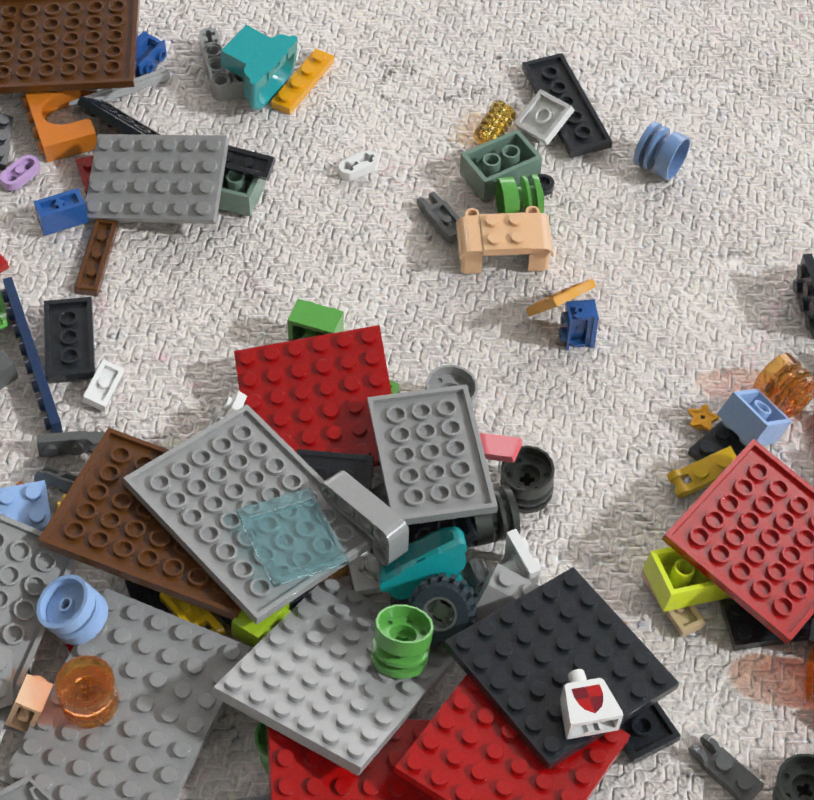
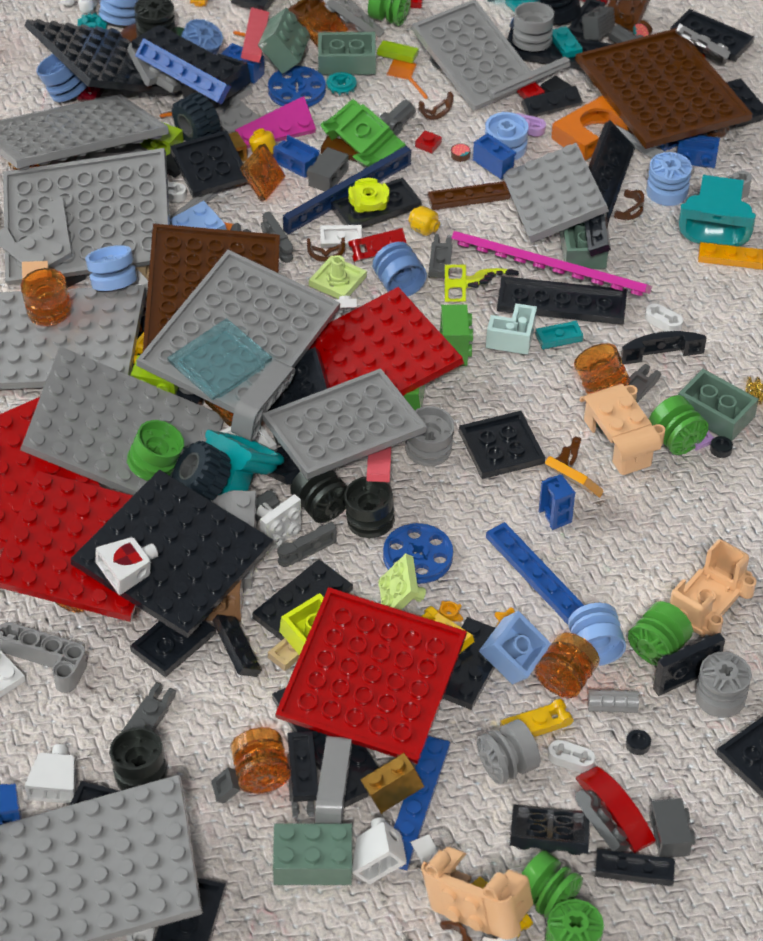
camera: 70 degrees right, 5 degrees down
(26, 241) = (460, 152): none -> tile
(28, 185) = (510, 130): none -> light blue wheel
(62, 348) = (378, 195): none -> neon yellow plate
(122, 304) = (424, 220): none -> yellow head
(126, 389) = (341, 249): none -> reddish brown helmet
(135, 356) = (375, 243): none -> red plate
(163, 402) = (339, 274): none -> yellowish green plate
(175, 125) = (626, 215): none -> reddish brown helmet
(177, 88) = (669, 178): none -> light blue wheel
(180, 308) = (440, 256): none -> dark grey hinge
(195, 346) = (399, 267): none -> medium blue wheel
(239, 289) = (474, 281): none -> neon yellow piece
(240, 226) = (558, 266): none -> dark pink plate
(296, 233) = (563, 299): none -> black plate
(330, 279) = (512, 333): none -> light aqua brick
(344, 251) = (559, 335): none -> teal plate
(402, 161) = (662, 342): none -> black slope
(421, 221) = (601, 368): none -> clear orange wheel
(475, 344) = (501, 444): none -> black plate
(501, 293) = (572, 449): none -> reddish brown helmet
(547, 553) = (307, 545): none -> dark grey hinge
(584, 470) = (419, 545): none -> blue wedge
(617, 580) = (302, 588): none -> black plate
(642, 480) = (400, 585): none -> yellowish green plate
(654, 375) = (534, 571): none -> blue plate
(671, 457) = (453, 608): none -> light orange plate
(680, 657) = (237, 645): none -> black plate
(722, 255) = (714, 588): none -> light nougat container
(754, 349) = (601, 628): none -> light blue wheel
(770, 303) = (660, 632): none -> bright green wheel

